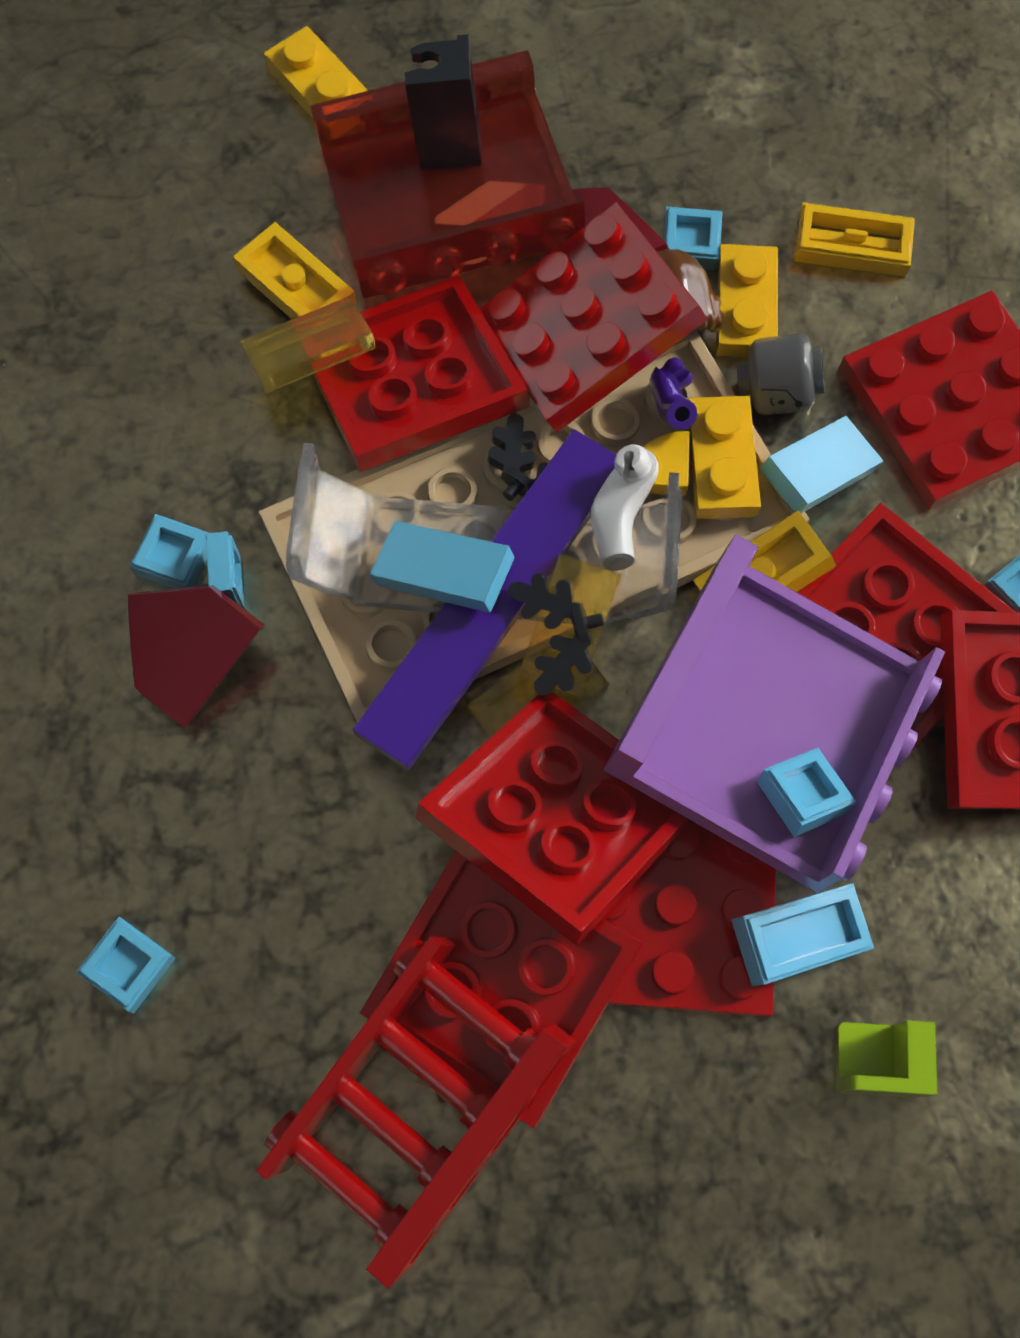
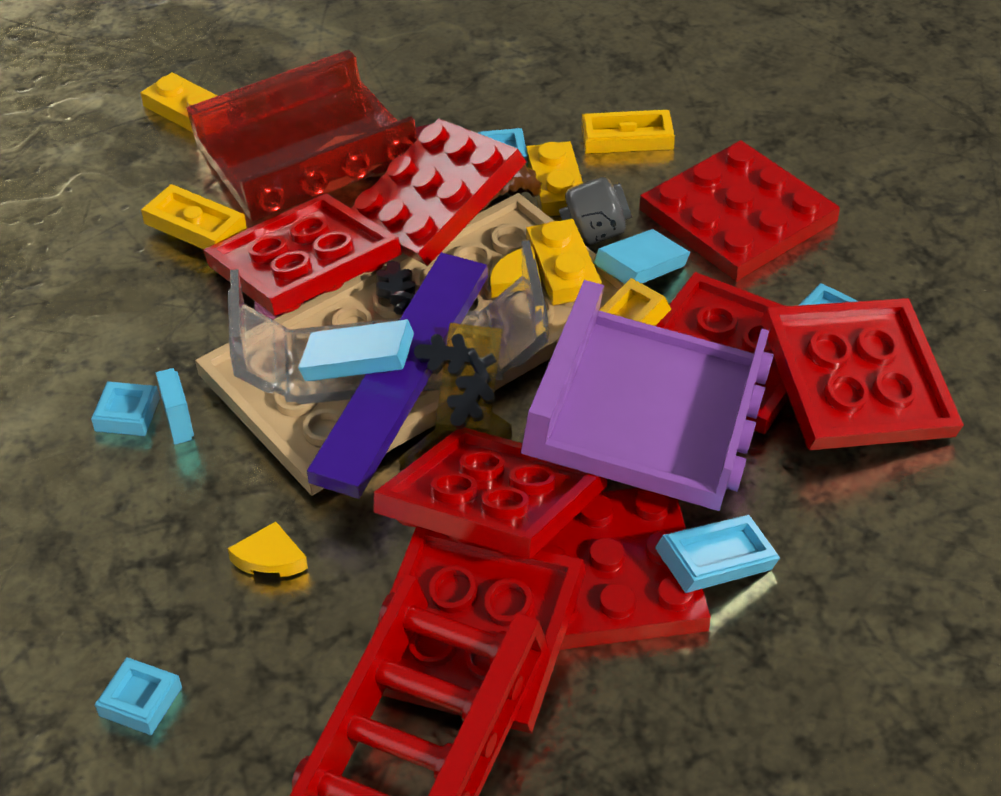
camera: 10 degrees left, 25 degrees down
(185, 645) = (153, 453): dark red slope -> none
(298, 804) = (268, 552): none -> yellow tile
(308, 344) = (214, 247): clear yellow tile -> none
(444, 105) = (293, 85): black hinge -> none
(619, 502) = (490, 284): white arm -> none
(666, 389) = (513, 226): dark purple arm -> none
(806, 791) = (687, 434): medium azure tile -> none
(887, 1059) = (816, 636): lime panel -> none

